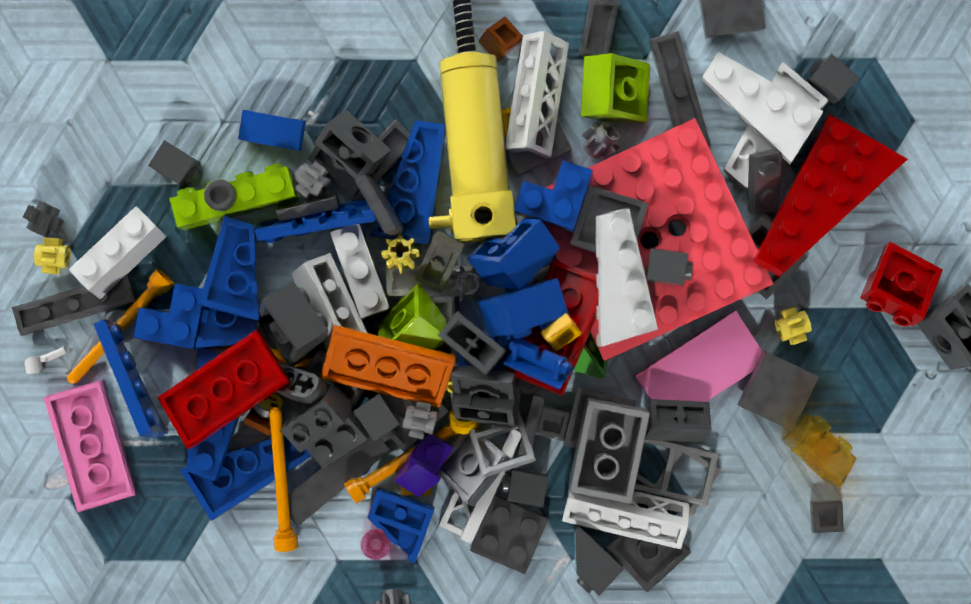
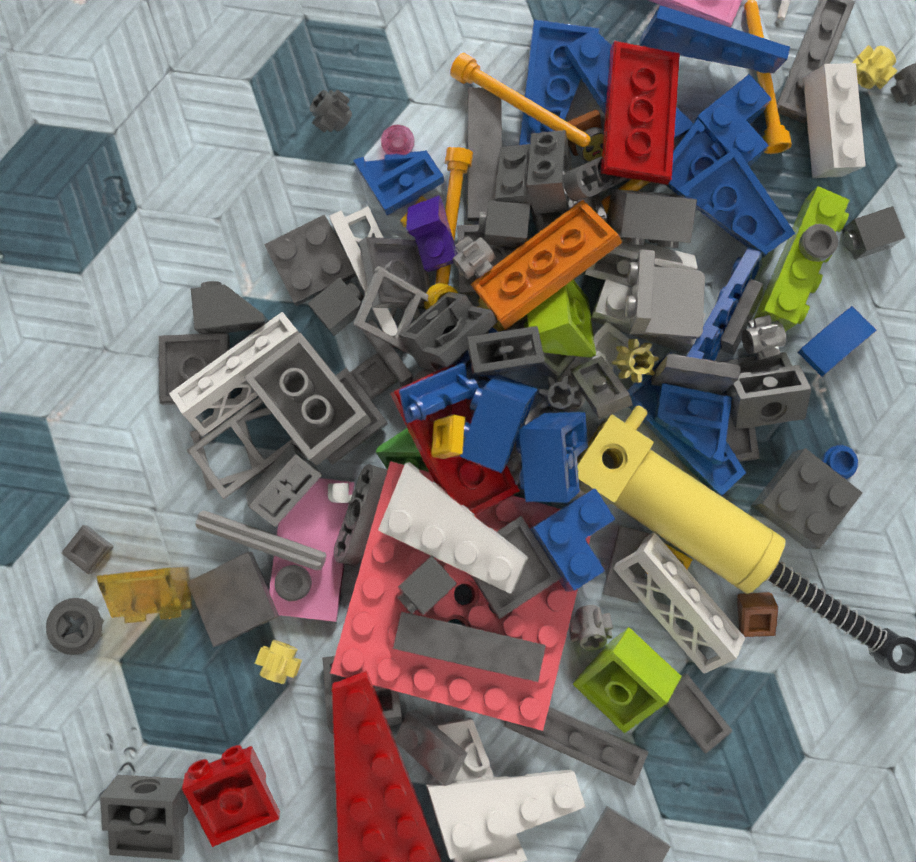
camera: 130 degrees right, 5 degrees down
(346, 266) = (664, 299): none -> light grey bracket
(353, 63) = (842, 460): none -> blue plate
(398, 66) = (807, 499): none -> dark grey brick
(407, 182) = (695, 418): none -> blue wing
(651, 377) = (339, 493): none -> white hand
(655, 351) = (359, 516): none -> dark grey beam
(682, 208) = (469, 646): none -> flat silver tile
(725, 404) = (261, 540): none -> light grey axle
(734, 359) = (293, 582): none -> flat silver tile
(890, 492) = (59, 623): none -> dark grey gear

